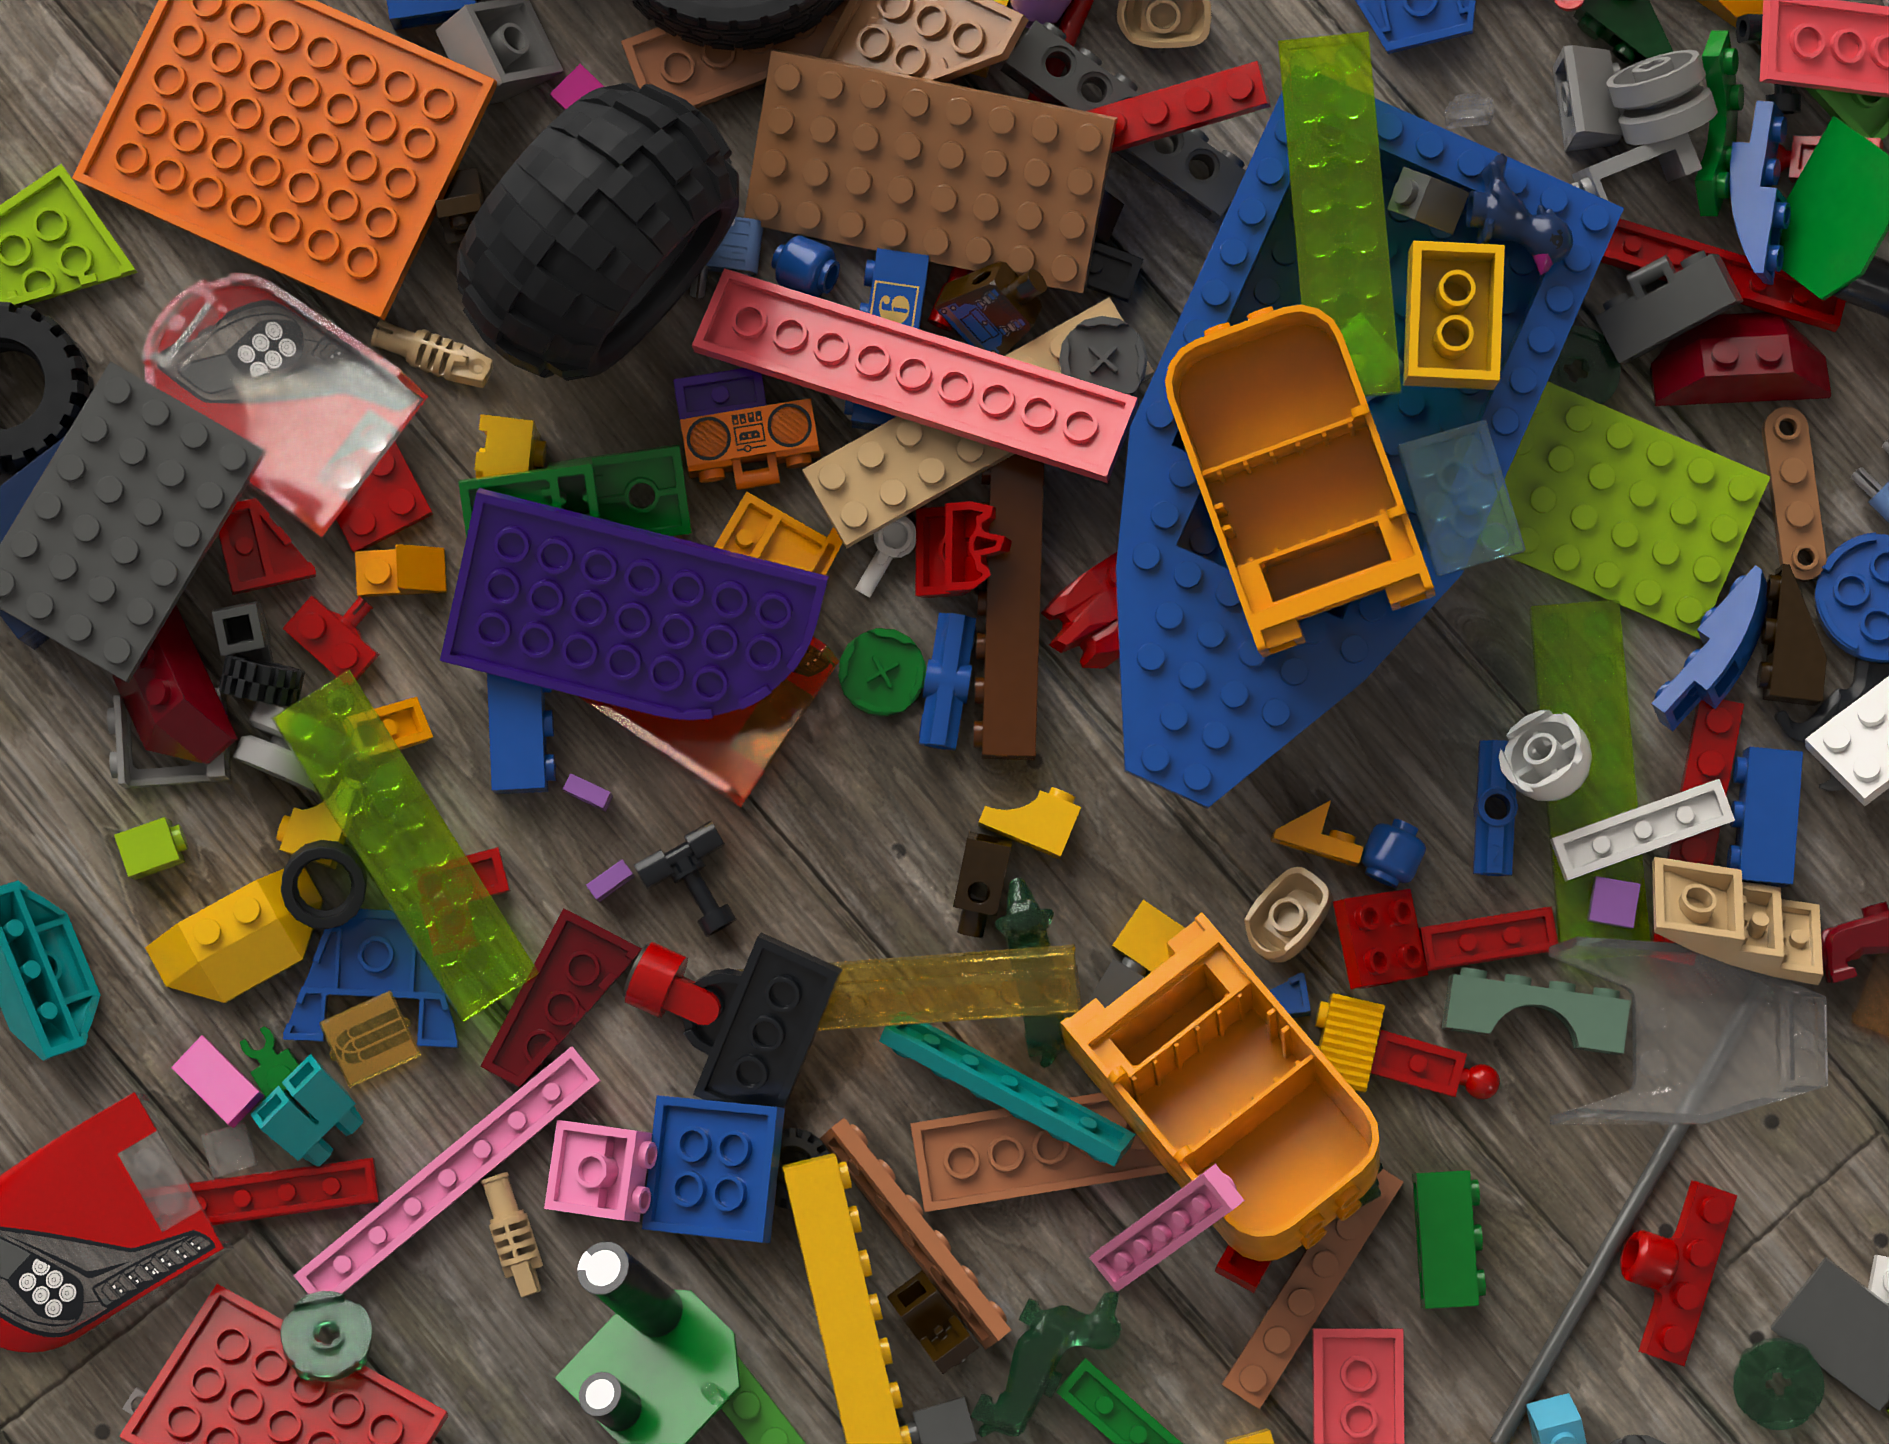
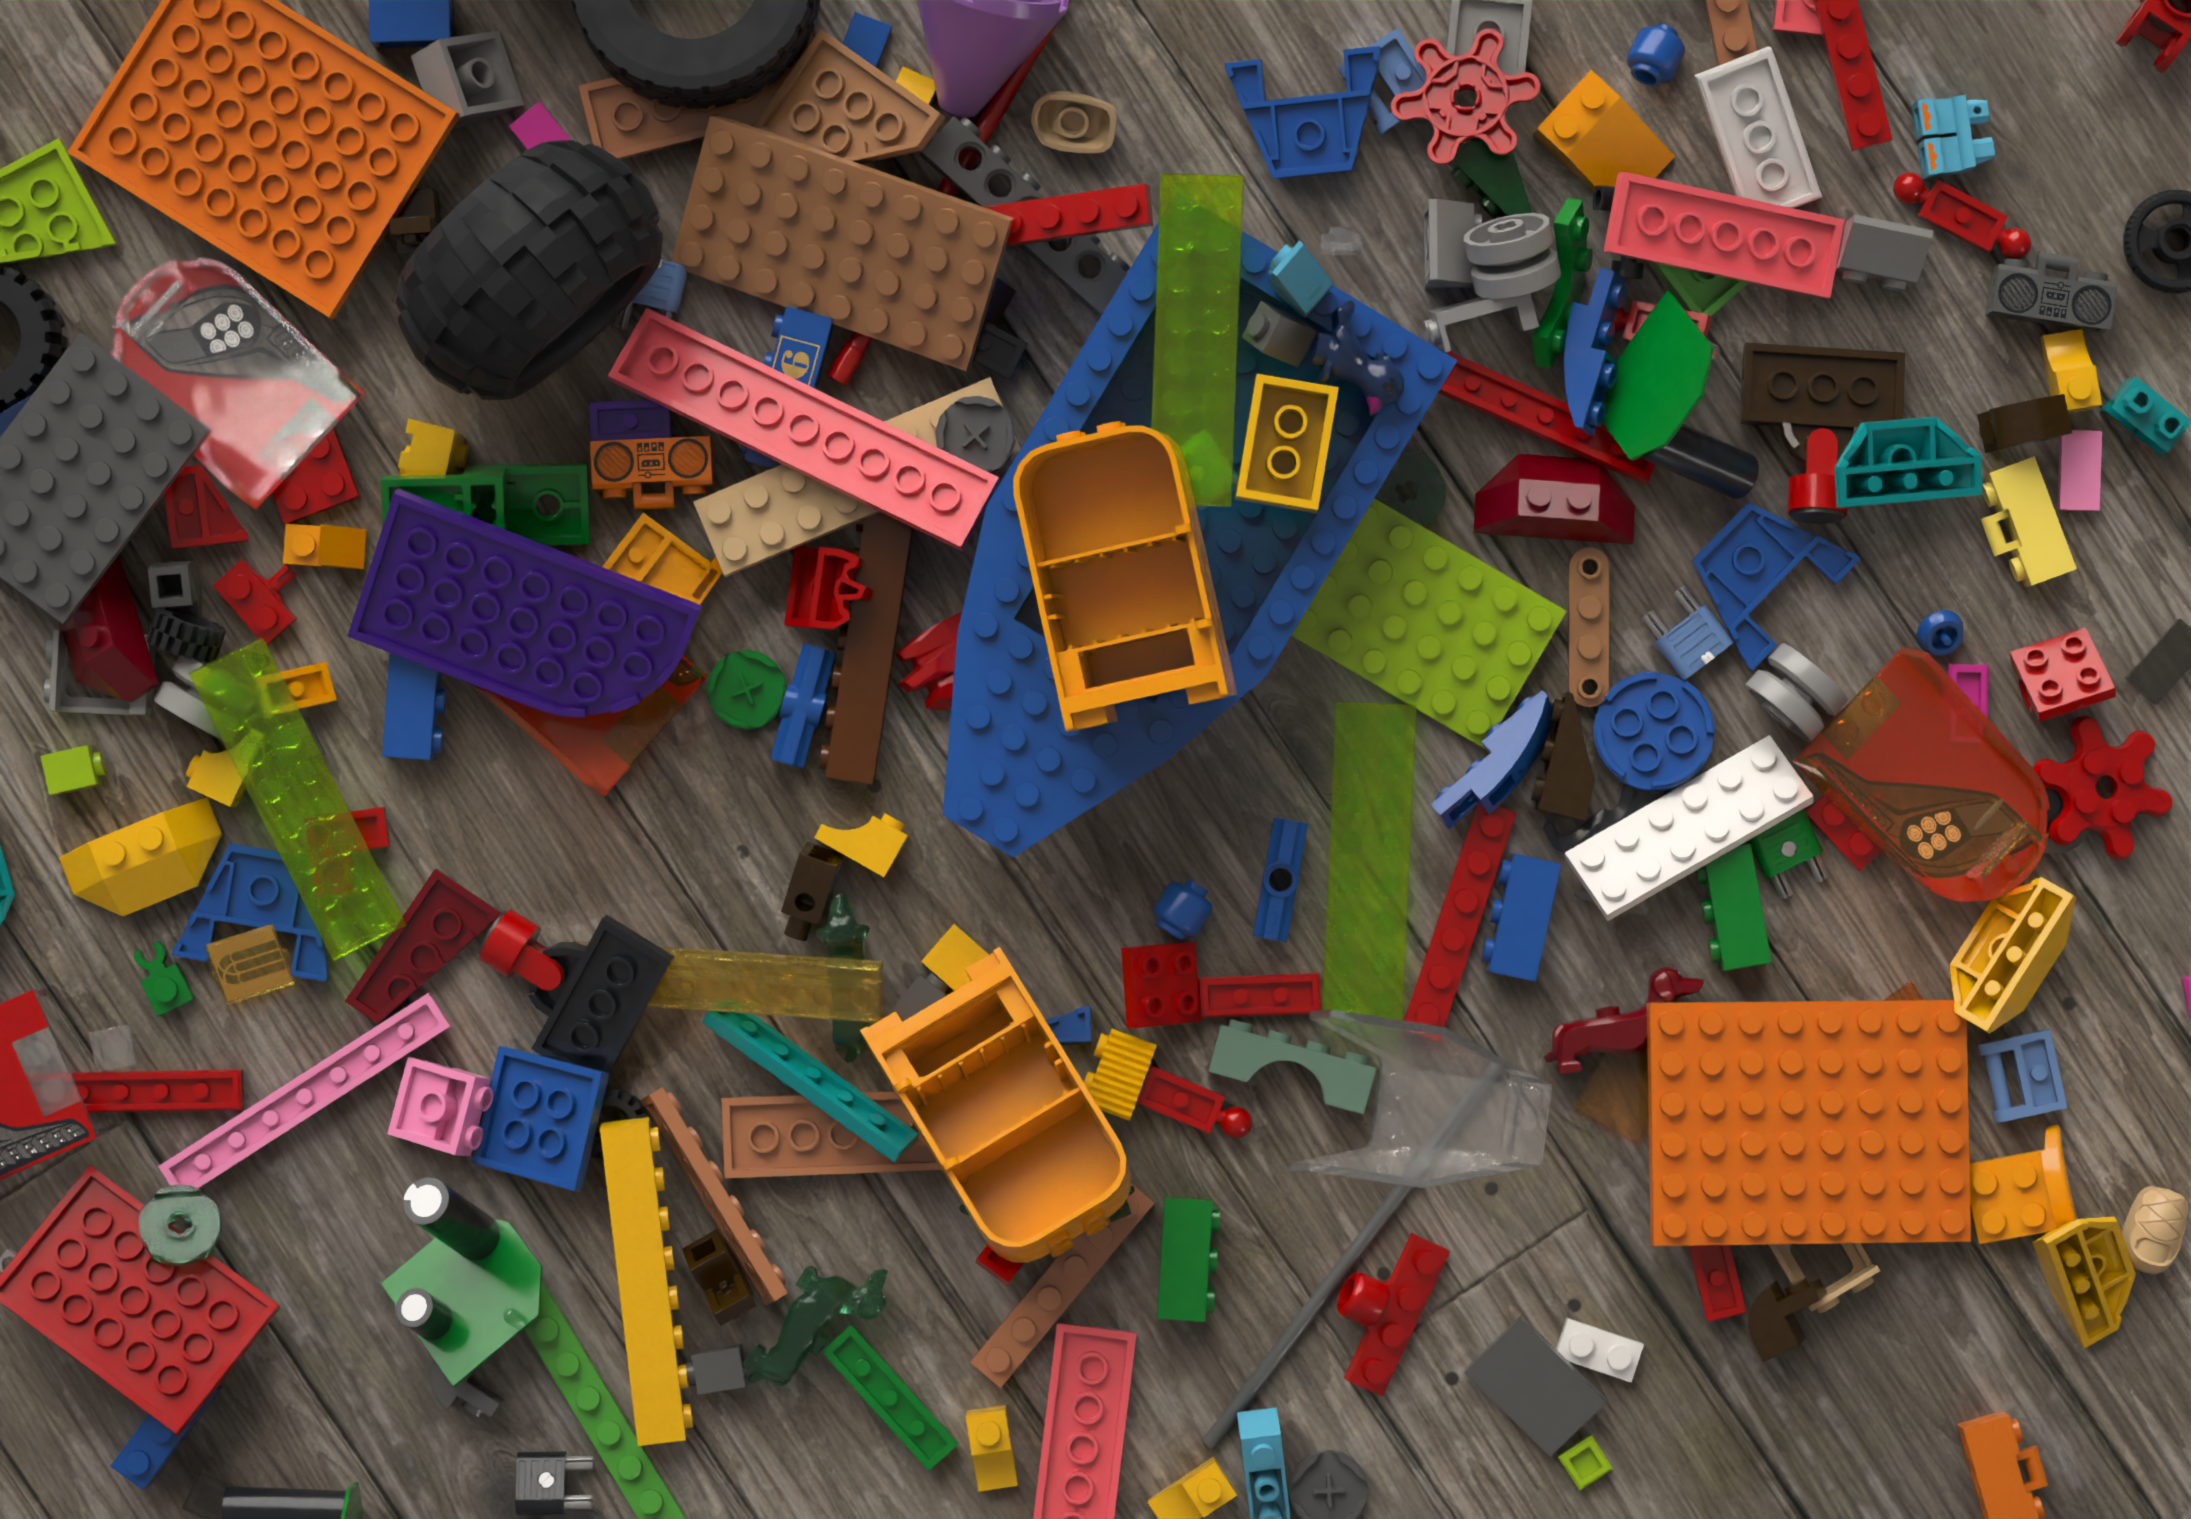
camera: 10 degrees right, 5 degrees up
(217, 1081) = (109, 986): tile -> none
(302, 1132) = (185, 1023): teal hips -> none
(324, 918) = (206, 849): black tyre -> none
(434, 354) = (376, 352): tan hinge -> none
(512, 1235) = (357, 1154): tan hinge -> none
(587, 792) = (469, 767): medium lavender tile -> none
(610, 880) = (480, 849): medium lavender tile -> none
(684, 864) = (547, 842): black bar -> none
(806, 266) = (721, 314): blue head -> none
(892, 542) = (768, 574): white plate -> none
(992, 306) = (882, 373): torso -> none
(1167, 1227) = (931, 1224): bright pink plate -> none
(1287, 914) = (1081, 953): tan piece -> none
(1306, 836) = (1107, 883): light orange slope -> none
(1444, 133) = (1298, 278): none -> medium azure slope
(1461, 498) = (1272, 609): clear light blue plate -> none
(1546, 756) = (1328, 842): white cylinder -> none
(1613, 902) = (1373, 978): medium lavender tile -> none
(1642, 830) = (1407, 916): white plate -> none
(1652, 319) = (1479, 455): dark grey piece -> none
(1736, 920) = (1479, 1008): tan slope -> none
(1799, 1399) = (1447, 1438): clear green plate -> none

